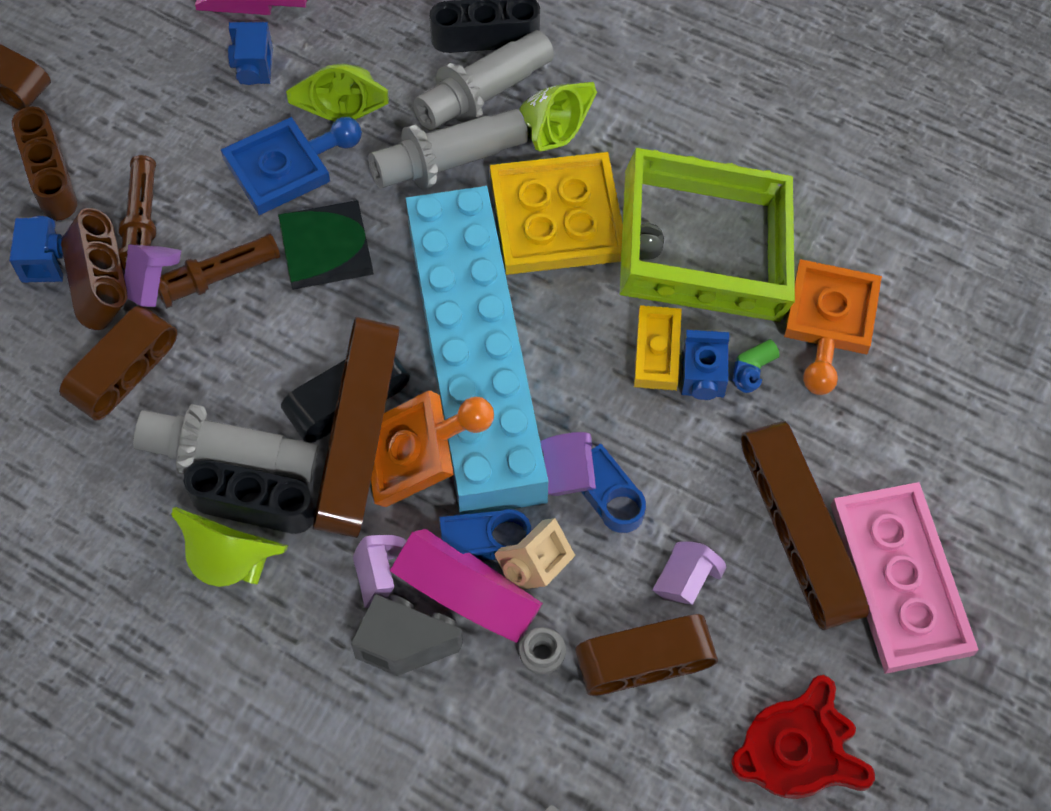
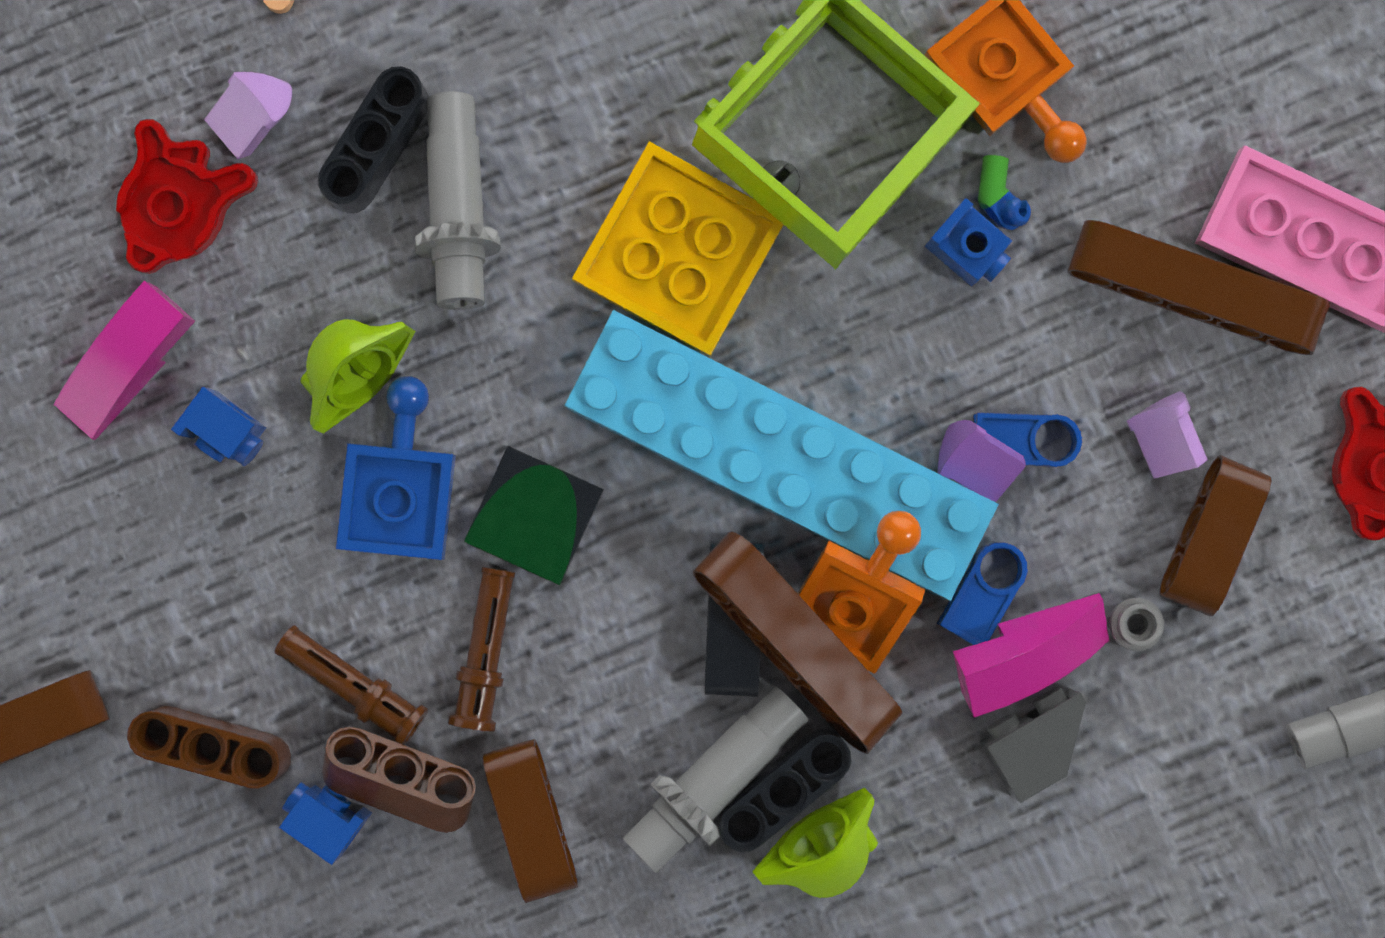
camera: 55 degrees left, 25 degrees up
(144, 271) = (445, 730): medium lavender tile -> none
(373, 566) = (945, 722): lavender tile -> none
(424, 155) = (512, 340): light grey gear -> none
(537, 557) = (1054, 563): tan bracket -> none
(557, 113) = (553, 160): lime hat -> none
(658, 348) = (913, 273): yellow plate -> none

